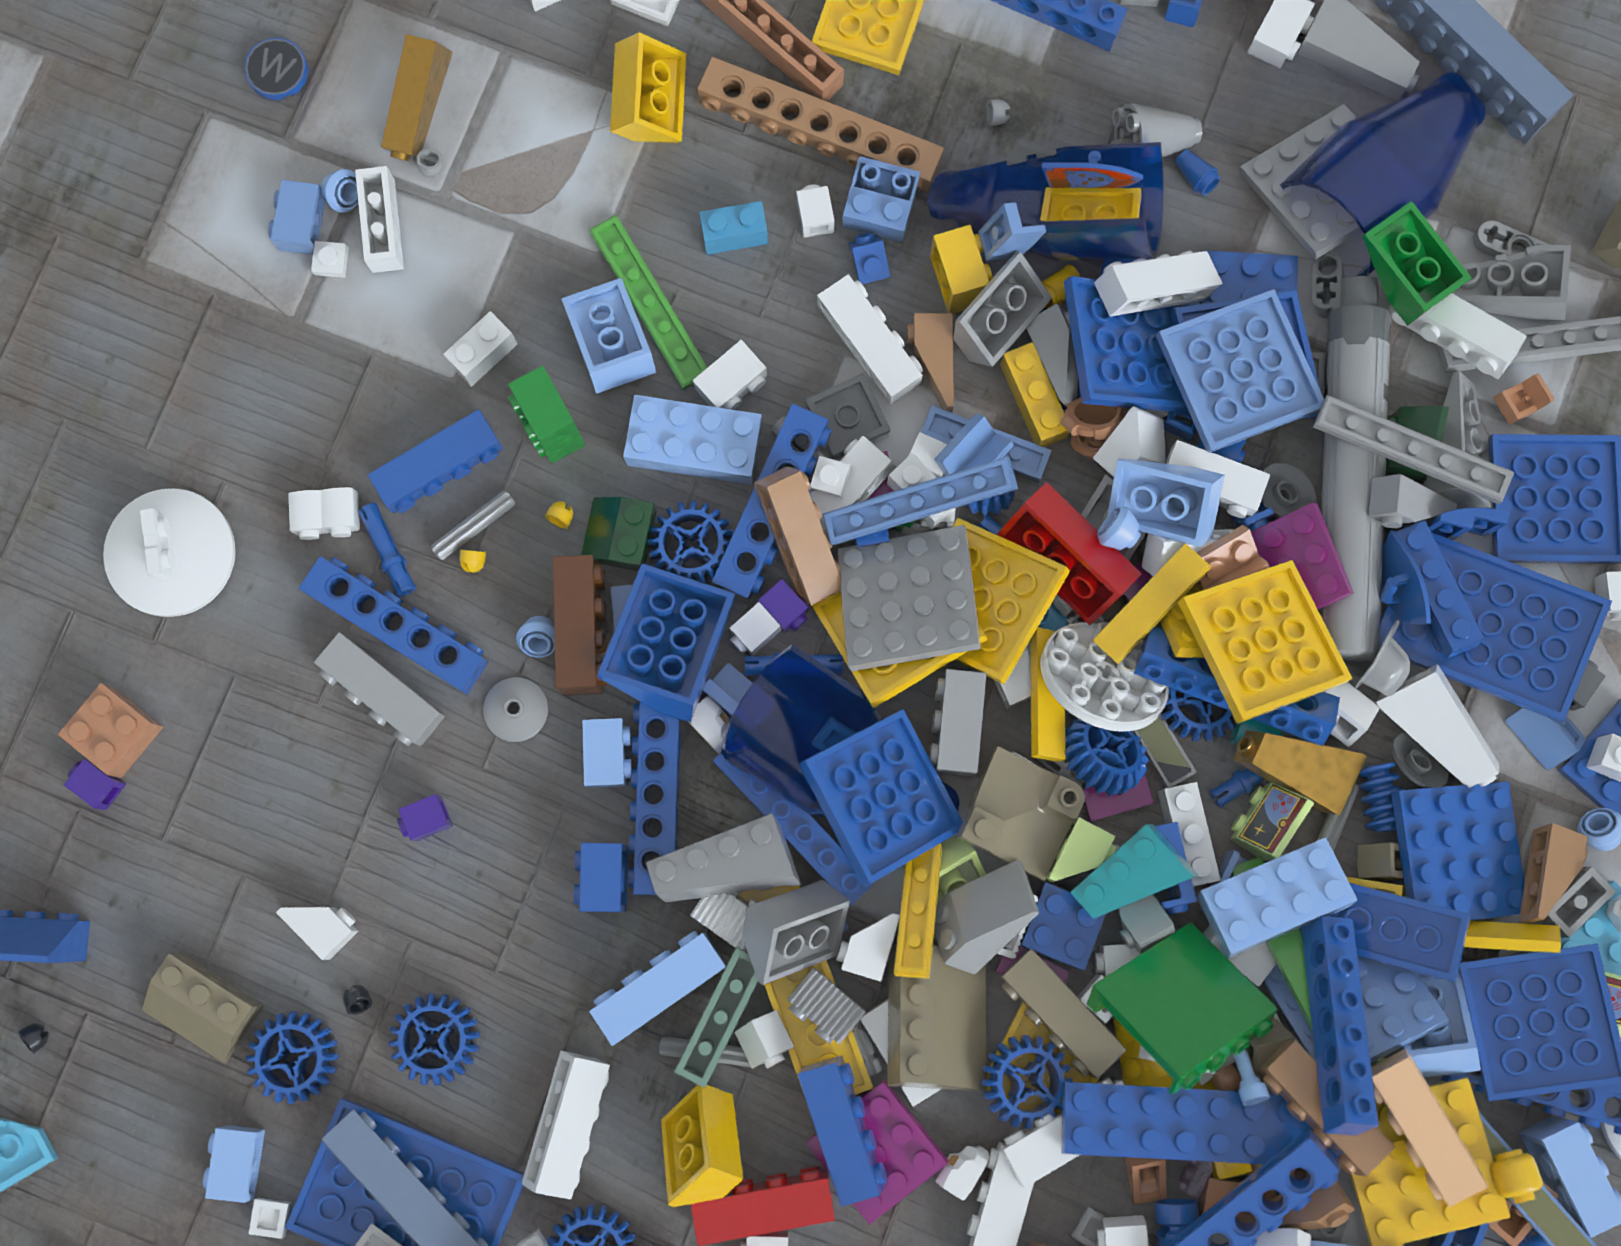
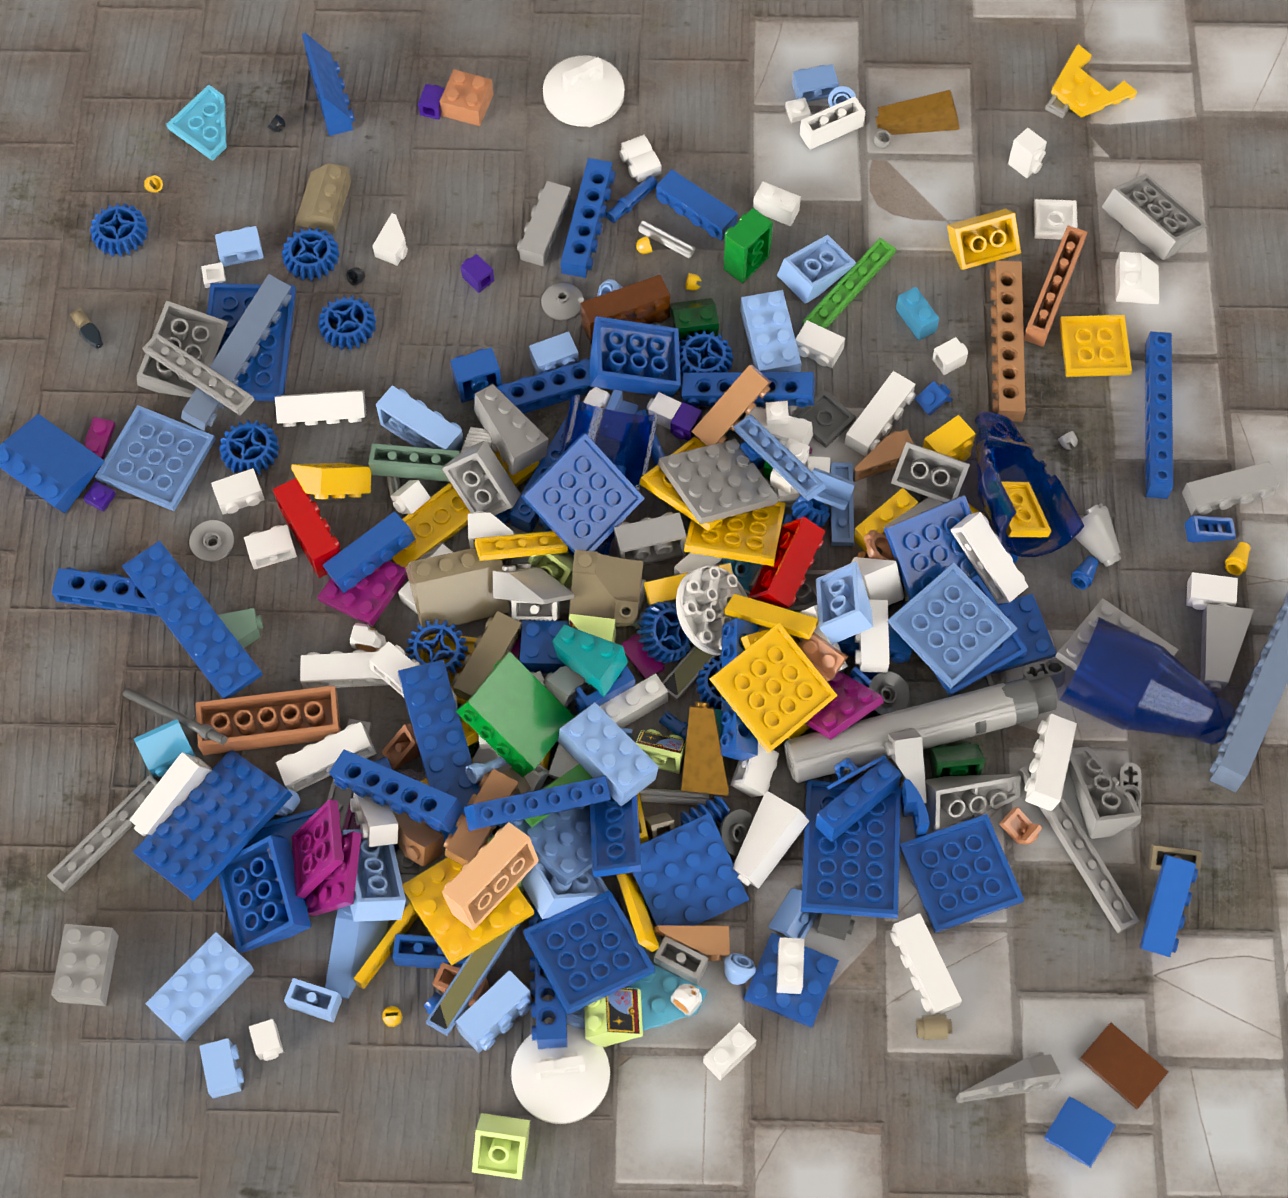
camera: 70 degrees right, 15 degrees down
(276, 68) = (903, 42): black tile -> none
(825, 1006) = (442, 520): light grey brick -> none
(881, 199) = (974, 388): medium blue slope -> none
(1005, 234) = (973, 455): medium blue panel -> none
(1089, 175) = (1043, 492): shield -> none
(1119, 529) = (811, 580): light blue cone -> none
(1389, 667) = (794, 781): light grey piece -> none
(1413, 263) = (1073, 705): green slope -> none
(1413, 449) = (944, 746): light grey tile -> none
(1516, 1175) = (479, 956): yellow head -> none

